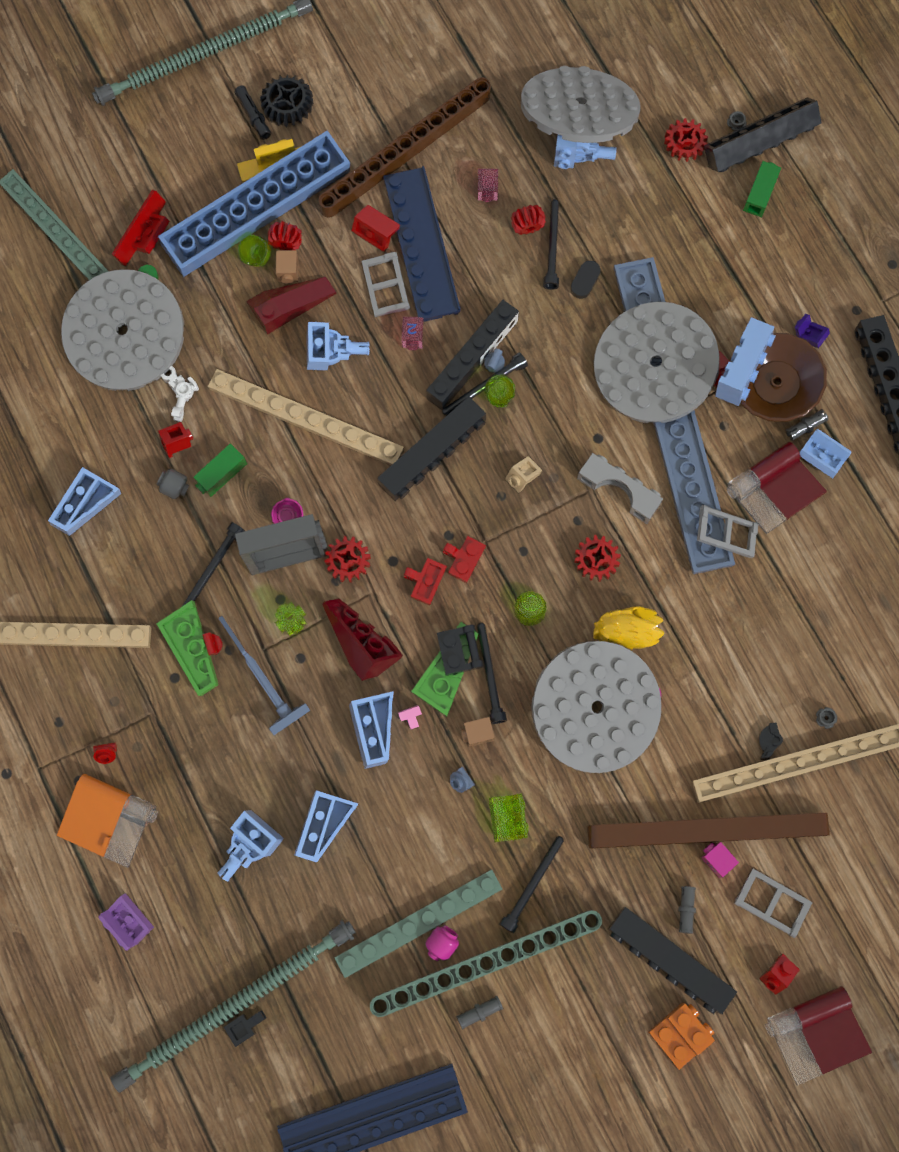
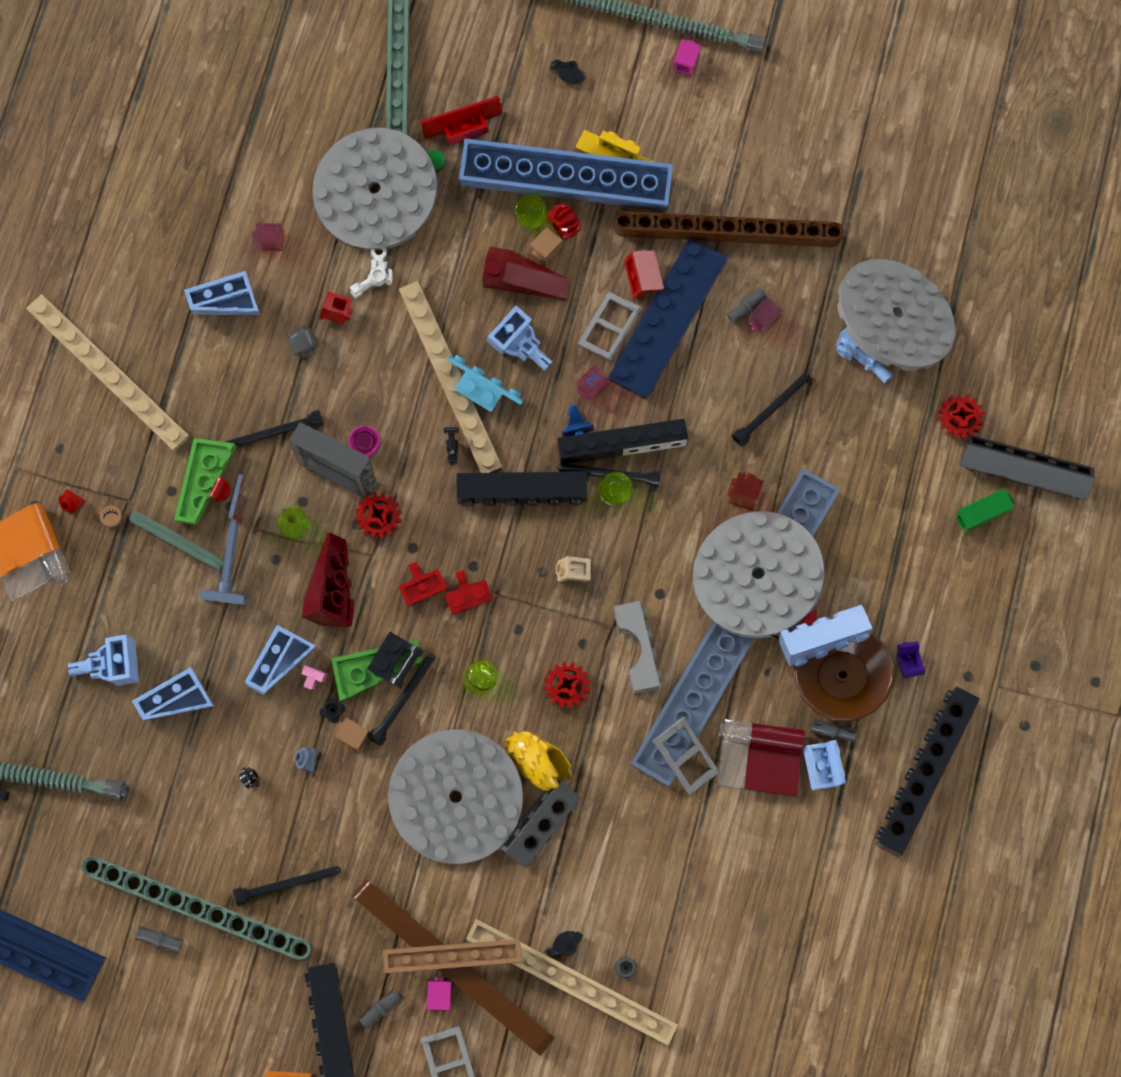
camera: 40 degrees right, 0 degrees up
(74, 430) = (268, 236): none -> clear pink brick
(146, 736) = (111, 516): none -> medium nougat tile
(186, 133) = (567, 71): none -> black piece
(214, 709) = (177, 540): none -> sand green axle
(219, 470) = (346, 362): green brick -> none
(256, 118) = (633, 105): black pin -> none
(263, 54) = (686, 57): none -> dark pink brick
(284, 109) = (652, 108): black gear -> none
(337, 404) = (480, 388): none -> medium azure bracket
(351, 462) = (452, 443): none -> black piece
(418, 923) = (177, 834): sand green plate -> none
(428, 370) = (577, 424): none -> blue piece
(433, 832) = (249, 777): none -> black plate
(441, 724) = (332, 704): none -> black plate
(442, 943) = (179, 864): dark pink head -> none
(468, 189) = (746, 306): none -> dark grey pin
(494, 361) = (635, 462): sand blue plate -> none
(508, 818) = (313, 818): clear neon green bracket -> none
(528, 219) = (767, 372): red gear -> none
(585, 279) = (770, 459): black tile -> none
(592, 313) = (745, 490): none -> clear red brick
(668, 681) = (528, 826): none -> dark grey brick
(705, 822) = (452, 956): none -> medium nougat plate
(739, 117) = (1023, 433): dark grey plate -> none

